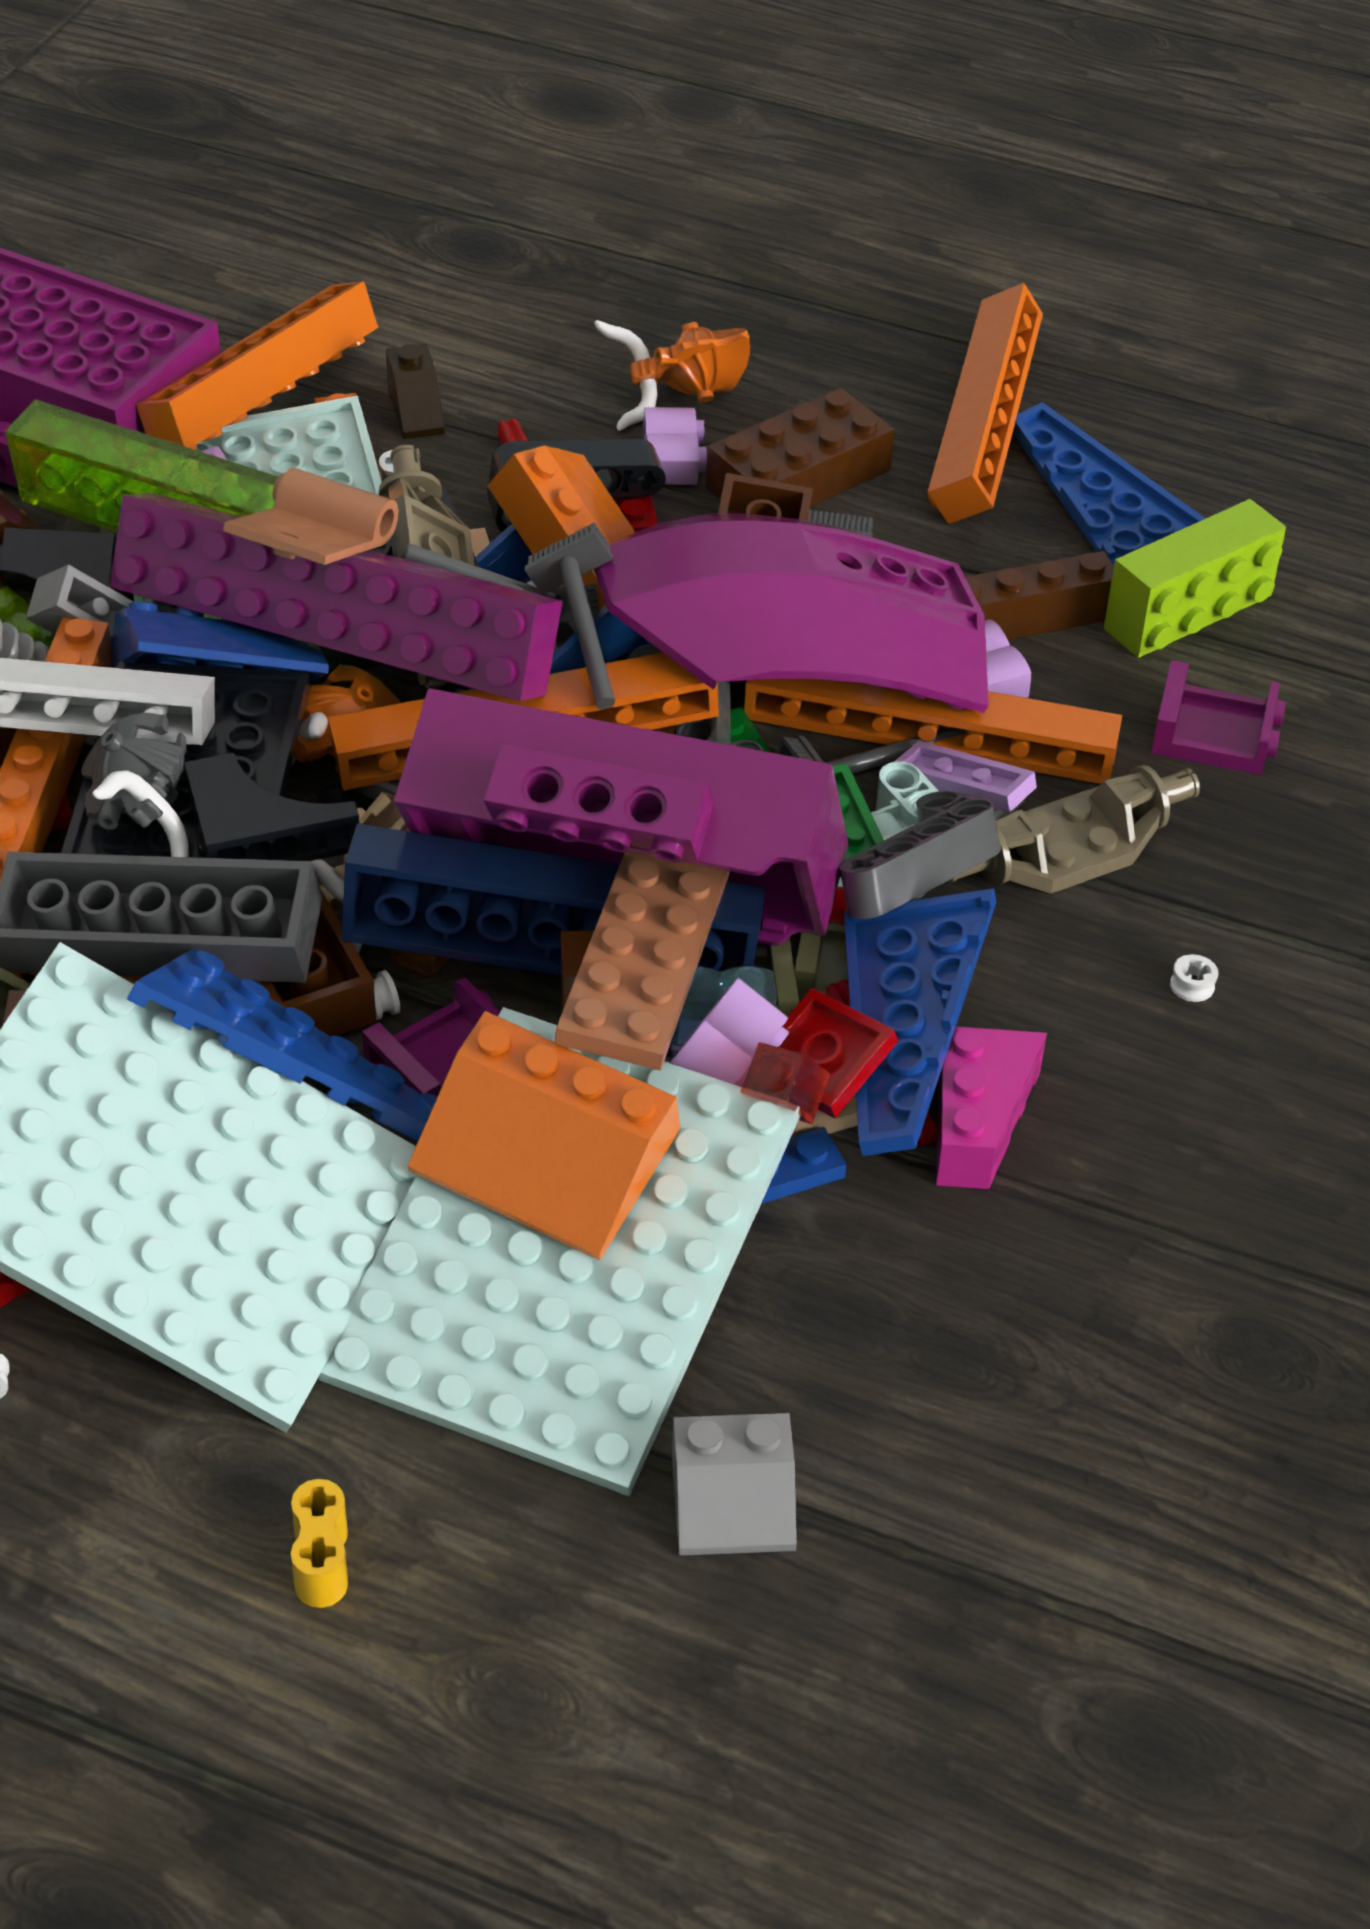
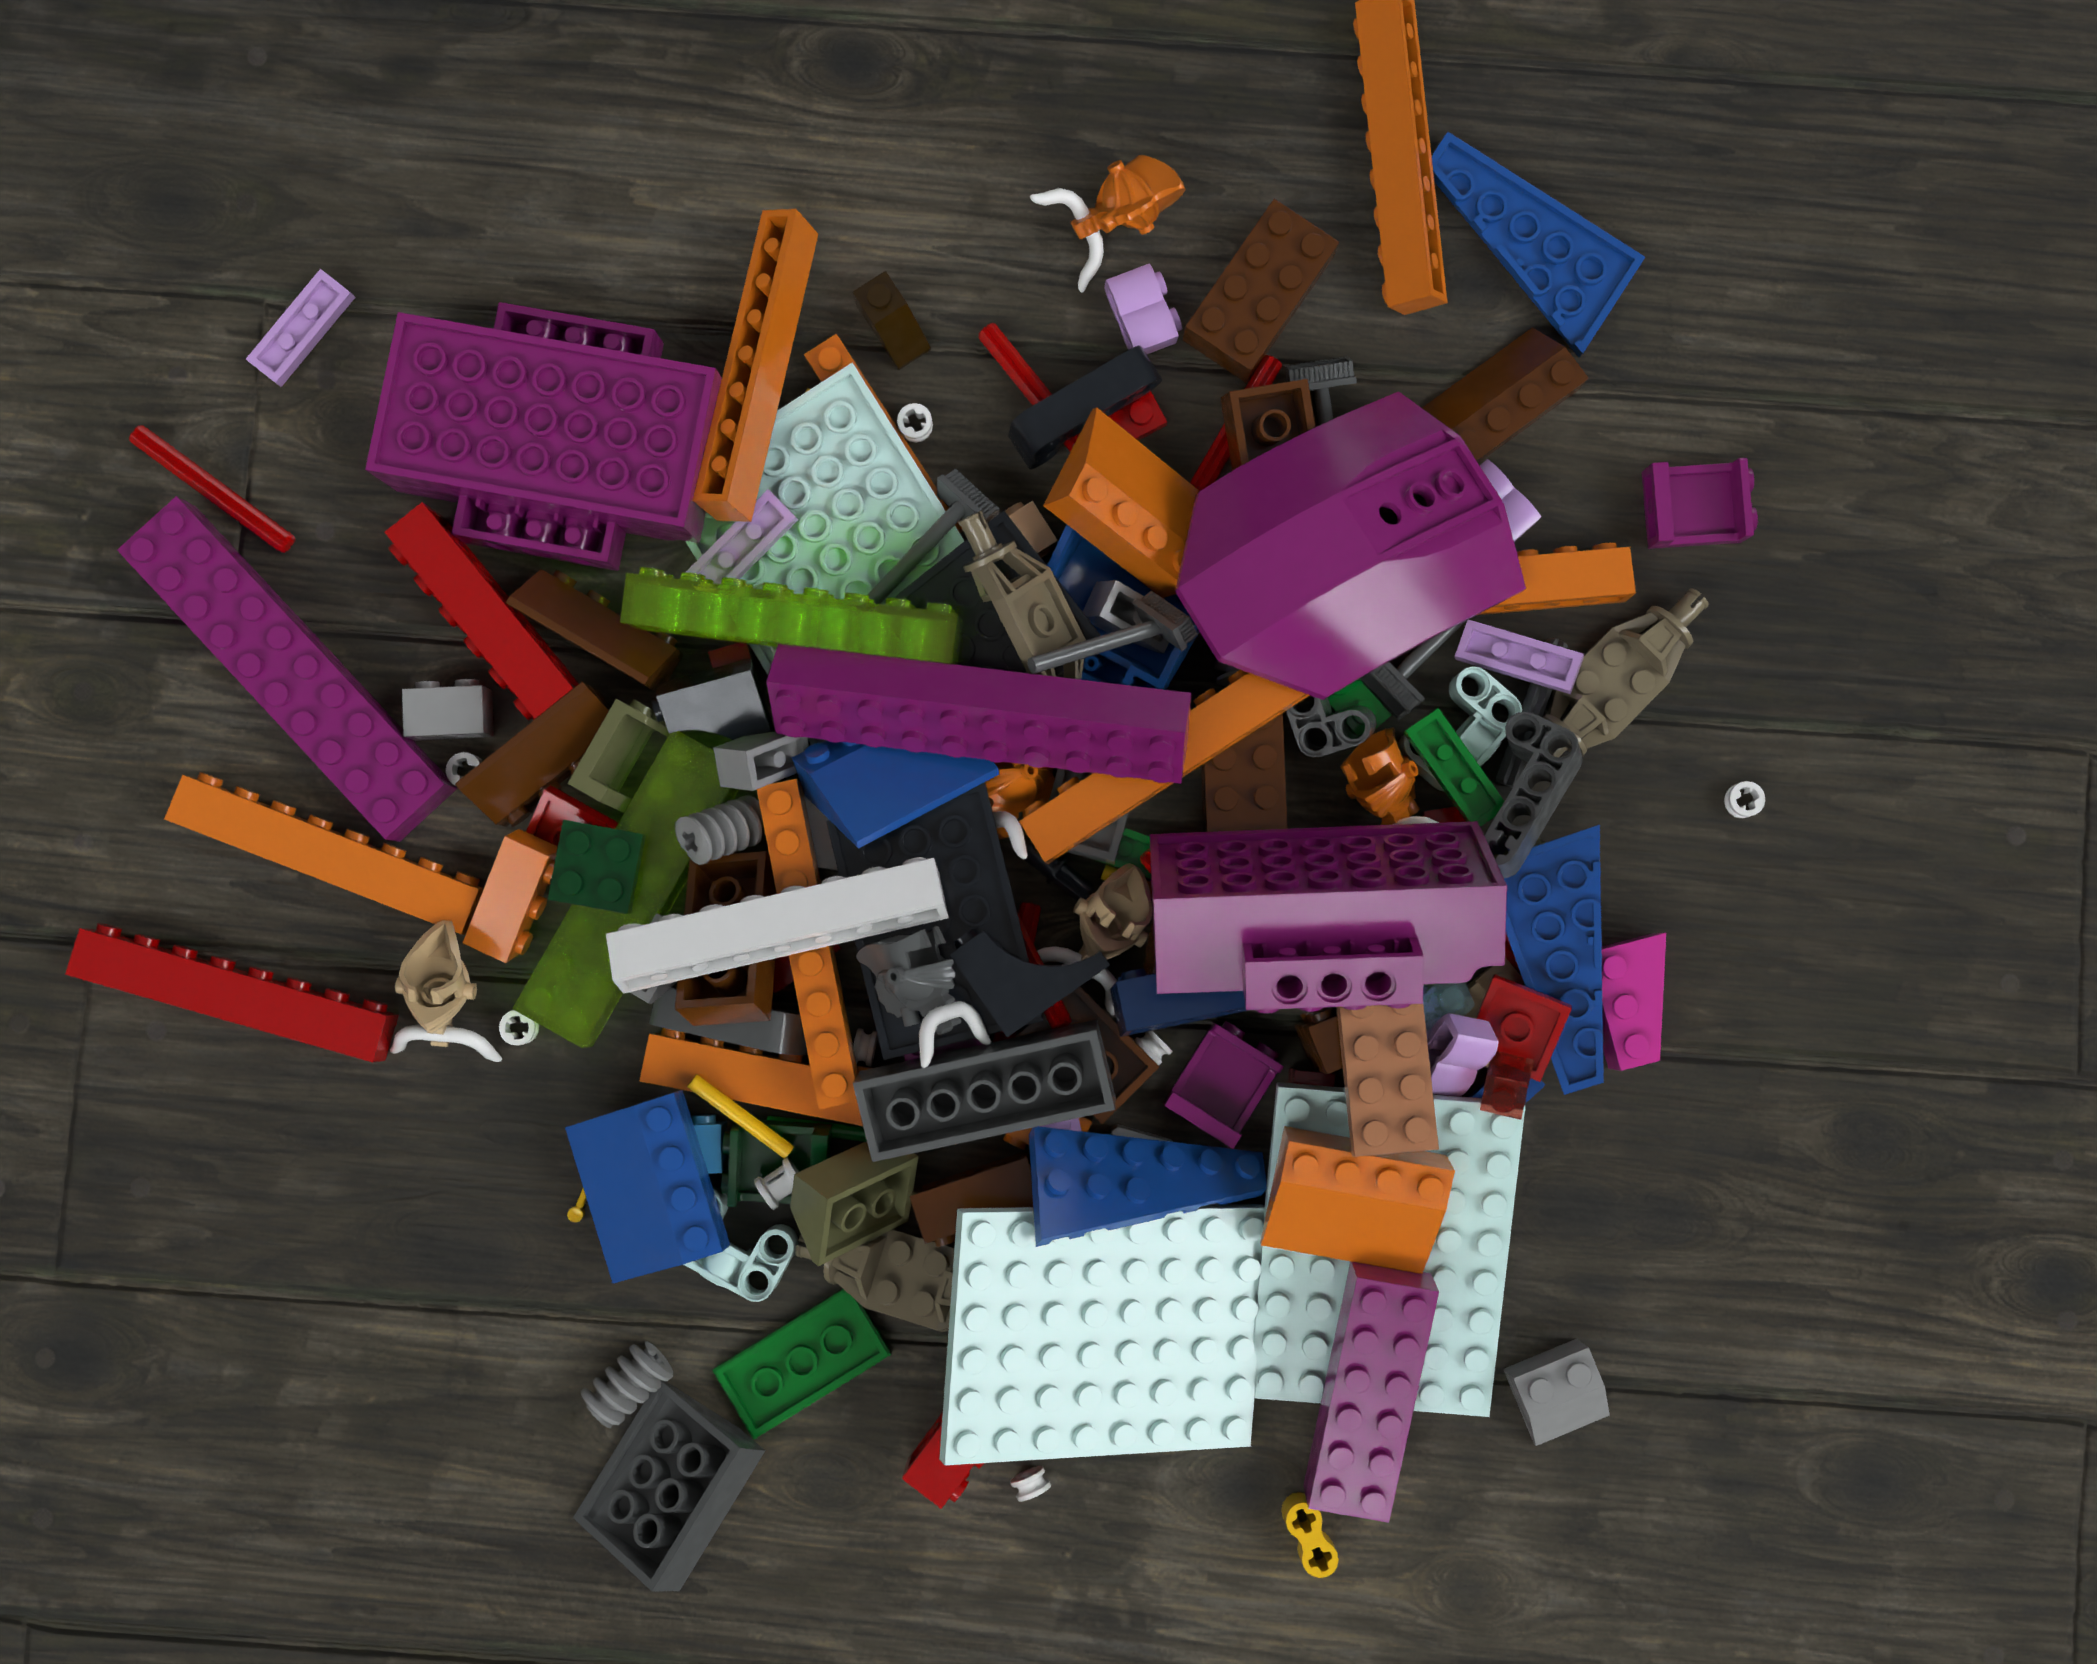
camera: 15 degrees left, 40 degrees up
(319, 519) = (953, 685): nougat door -> none
(472, 1370) = (1370, 1391): none -> magenta brick
(564, 565) = (1163, 612): dark grey piece -> none
(1194, 577) = (1650, 348): lime brick -> none

